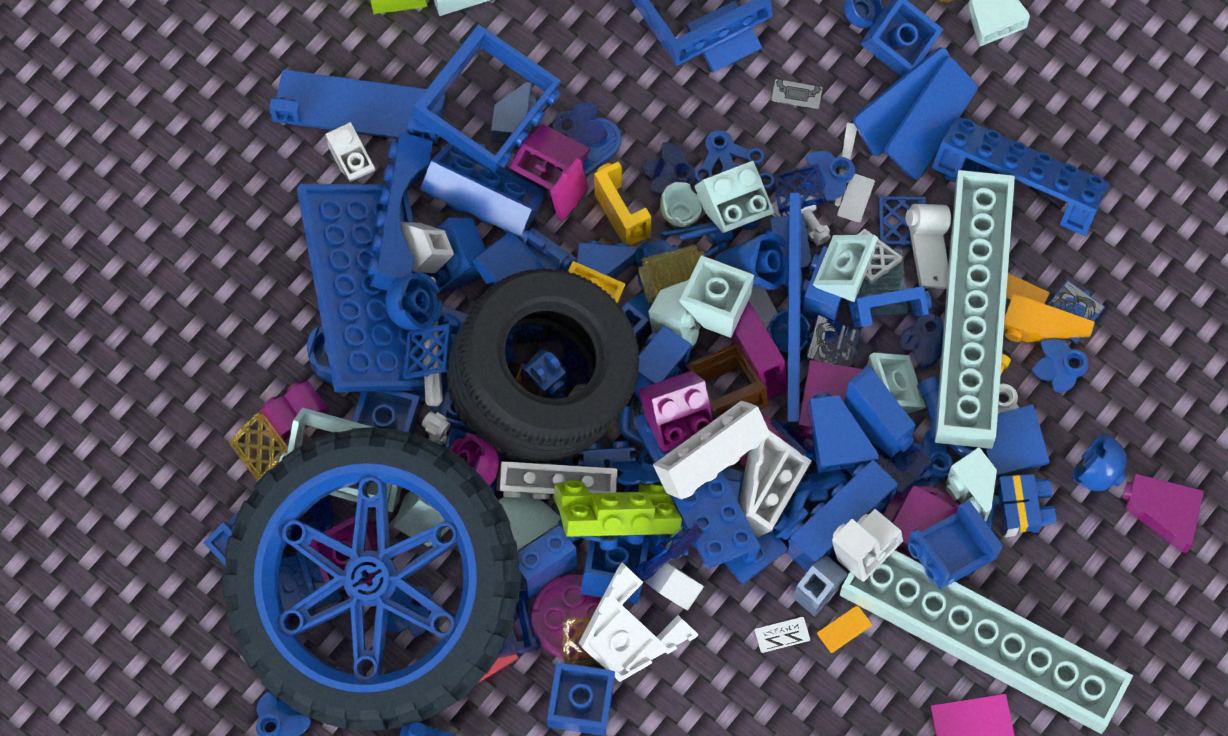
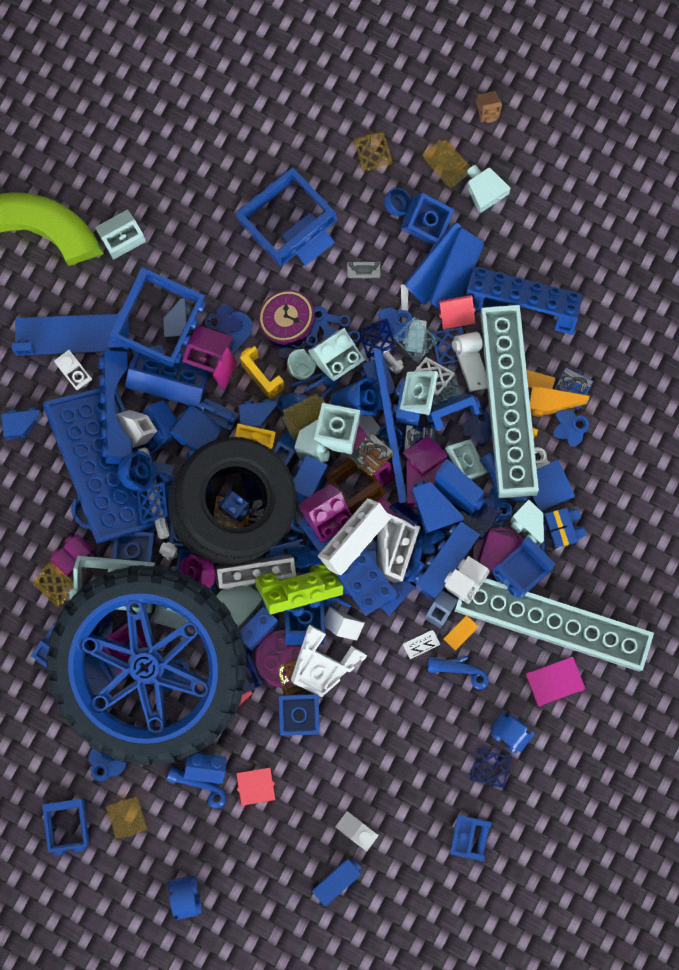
camera: 10 degrees left, 10 degrees up
(258, 214) = (20, 424): none -> blue slope
(665, 551) = (339, 609): clear blue plate -> none
(672, 136) = (286, 317): none -> tile
(759, 343) = (371, 454): none -> piece
(828, 675) = (456, 666): none -> blue plant
(837, 361) = (425, 455): none -> magenta piece
(842, 182) = (415, 348): none -> clear light blue window
(922, 173) = (457, 312): none -> coral piece
(1102, 465) = (610, 492): blue cylinder -> none
(1165, 508) = (655, 512): magenta slope -> none

